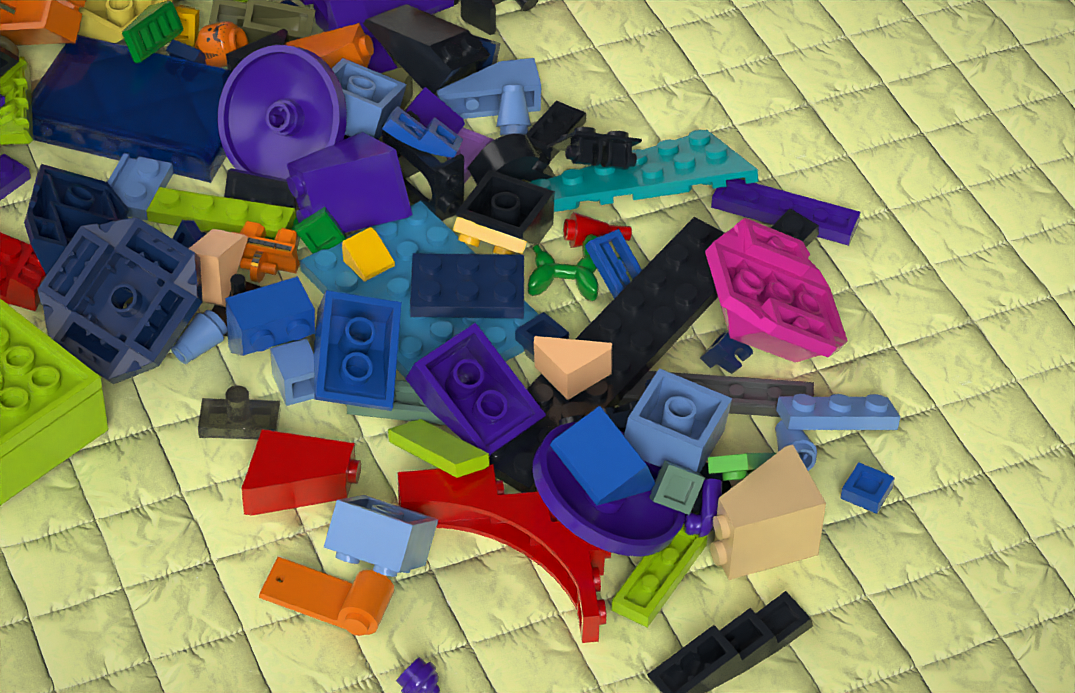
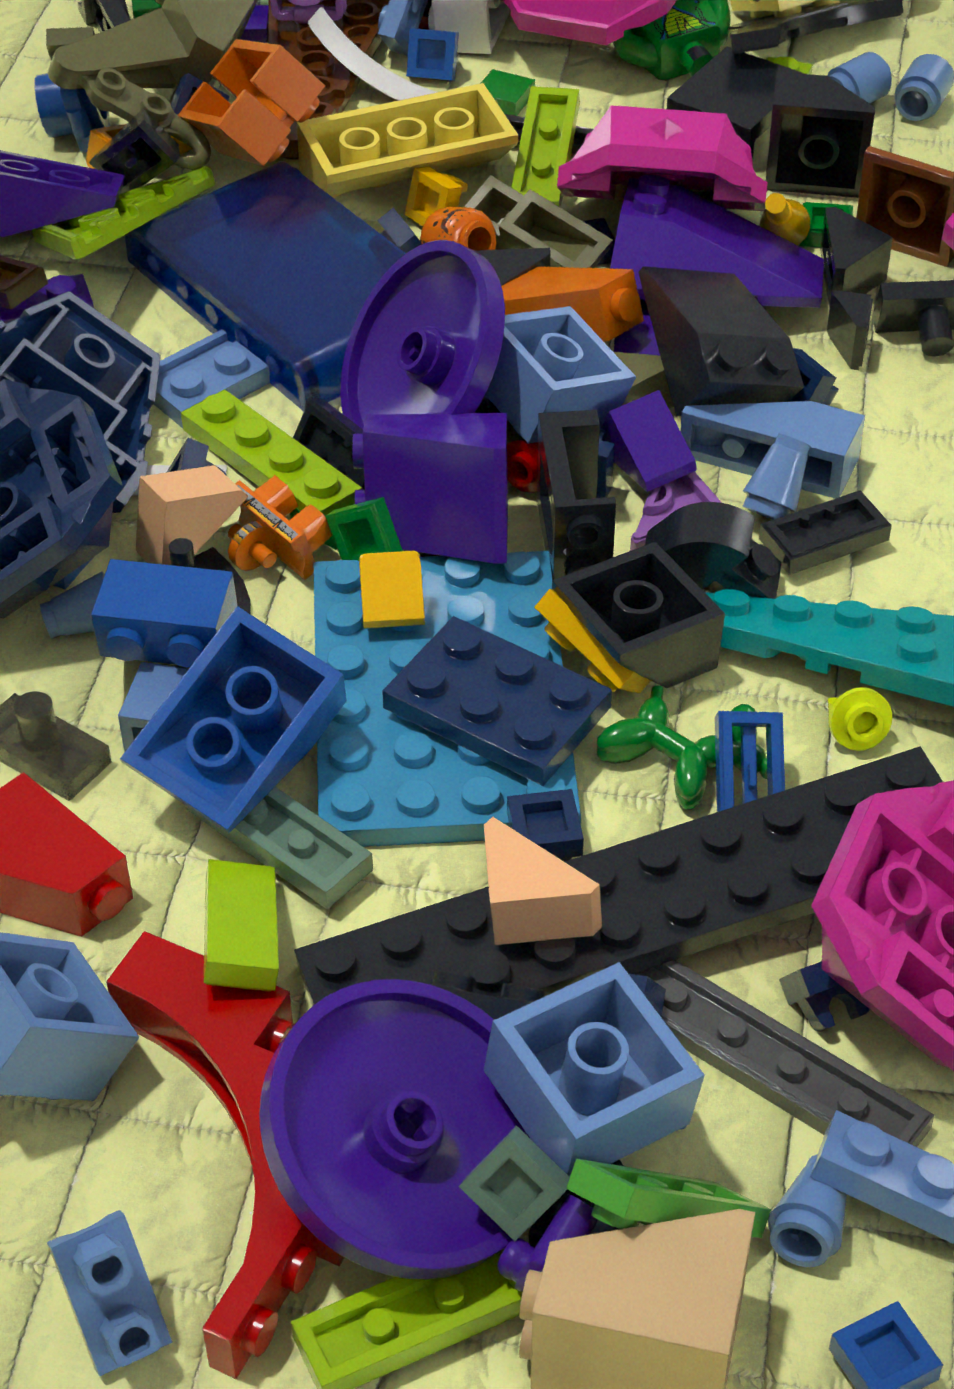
camera: 35 degrees right, 0 degrees up
(156, 26) = (393, 182): green slope -> none
(433, 139) = (588, 460): blue slope -> none
(474, 391) = (353, 864): dark purple slope -> none
(523, 627) = (110, 1293): none -> medium blue hips
(579, 226) = (753, 688): red cone -> none
(592, 148) = (825, 556): black hinge -> none
(602, 459) = (417, 1073): blue slope -> none
(644, 218) = (859, 718): none -> neon yellow plate

